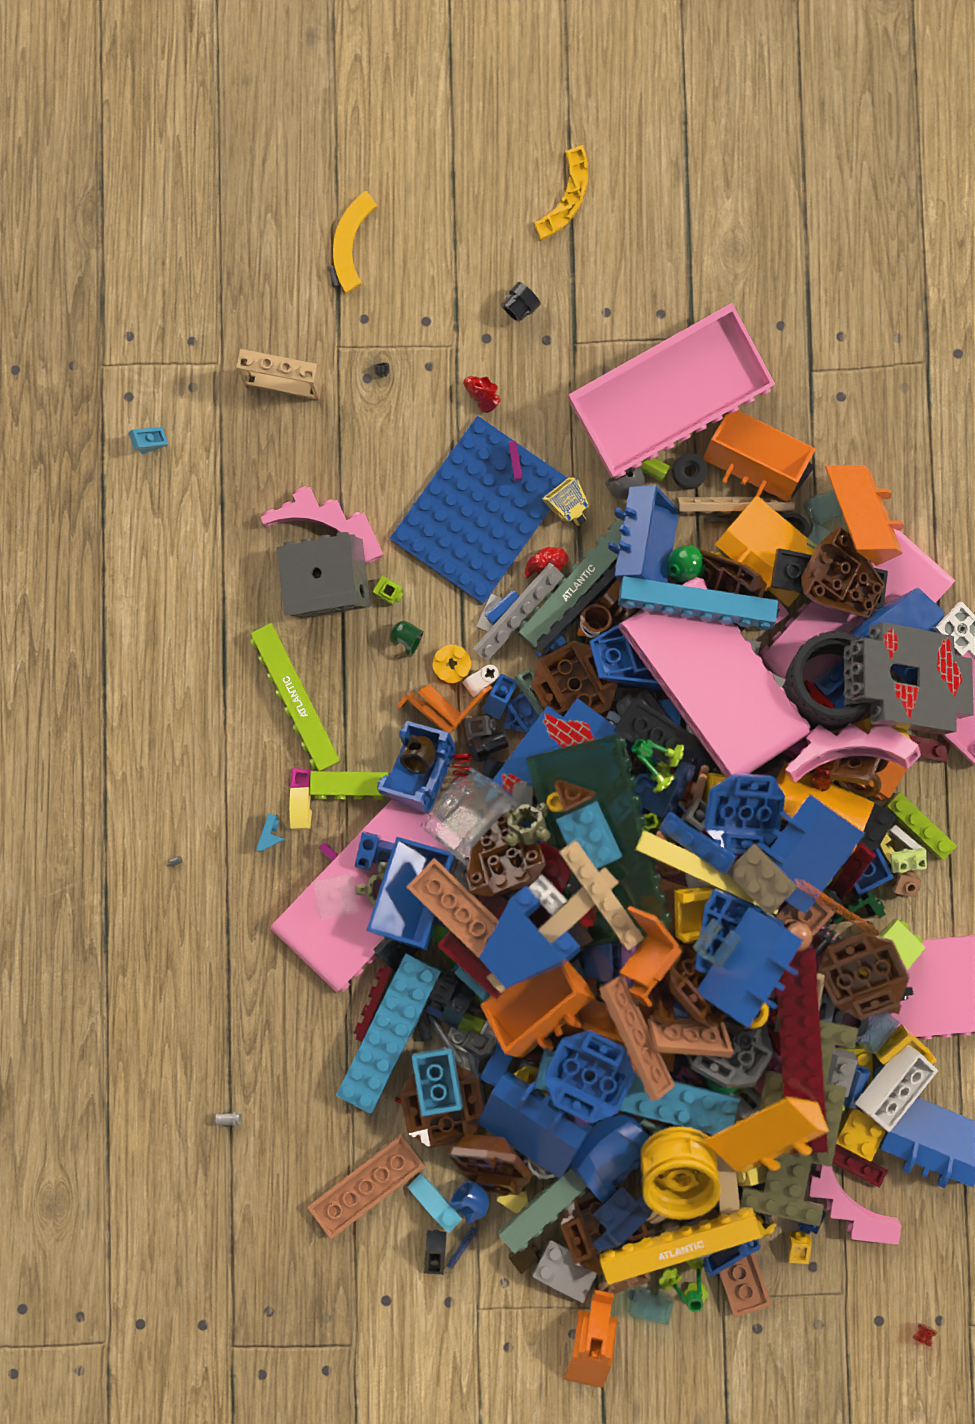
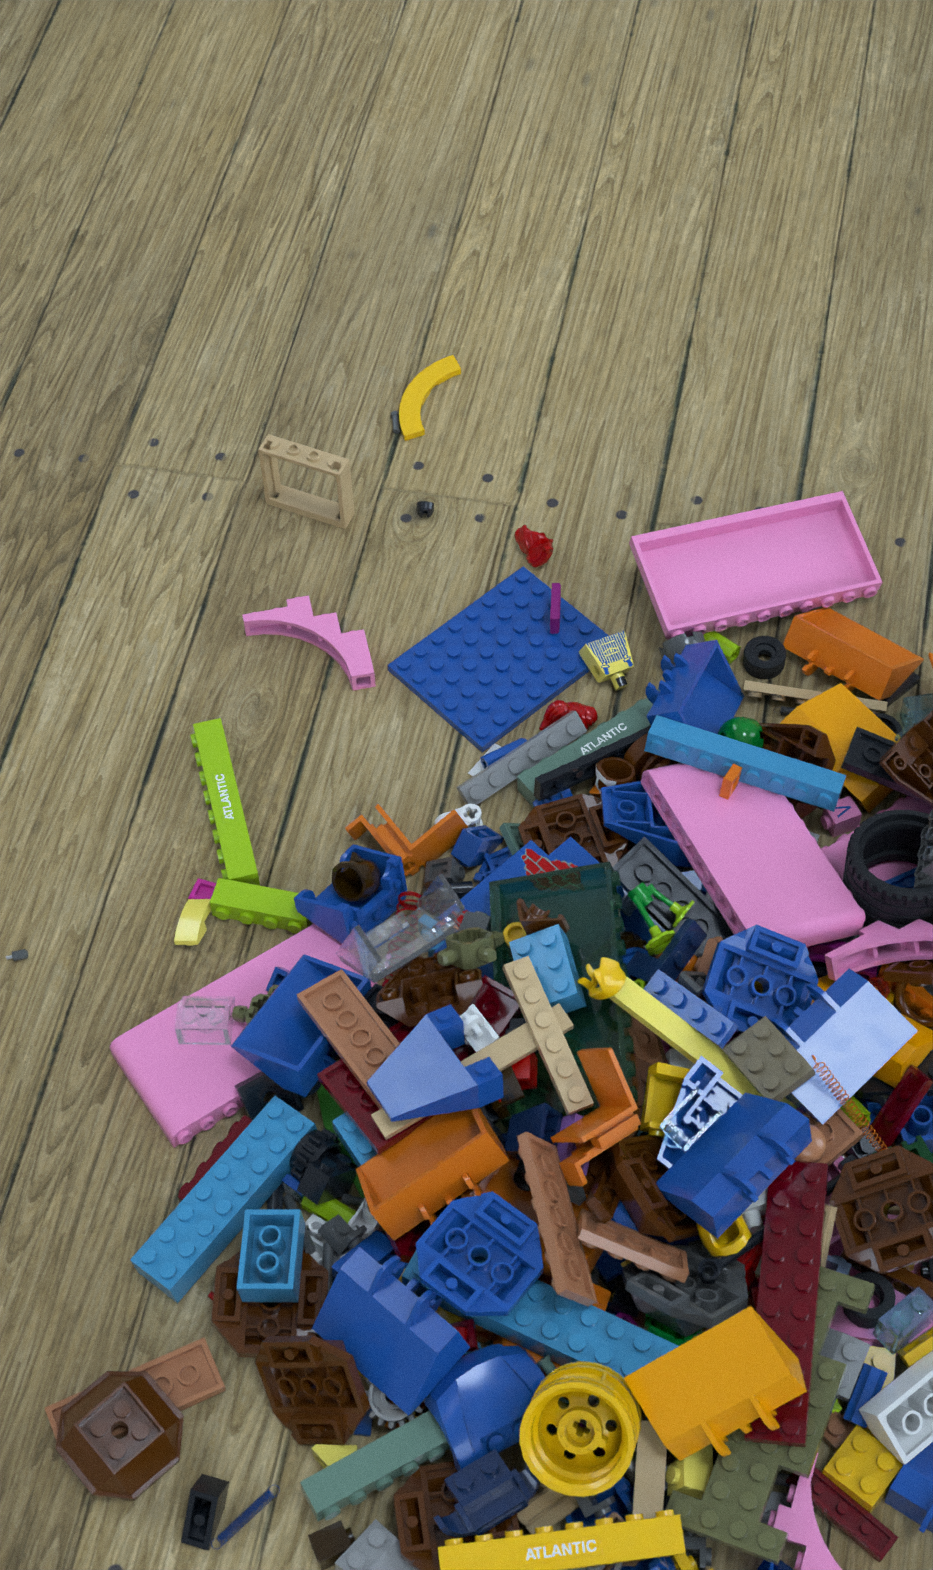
camera: 20 degrees right, 30 degrees down
(148, 439) = (140, 529): dark azure slope -> none
(267, 839) = (143, 945): dark azure slope -> none
(323, 576) = (296, 677): dark grey gear -> none
(325, 848) = (211, 971): magenta tile -> none
(360, 1197) = (124, 1465): none -> reddish brown piece
(366, 850) = (260, 969): blue leg -> none
(381, 585) = (370, 723): lime window -> none
(407, 635) = (379, 758): dark green helmet -> none
(435, 1202) = (226, 1443): medium azure slope -> none
(446, 673) = (423, 793): yellow plate -> none
(470, 1201) = (276, 1446): blue piece -> none
(520, 302) = (600, 468): black piece -> none
(572, 198) = (677, 397): yellow tile -> none
(638, 841) = (608, 975): none -> yellow piece
(691, 625) = (730, 781): none -> orange tile

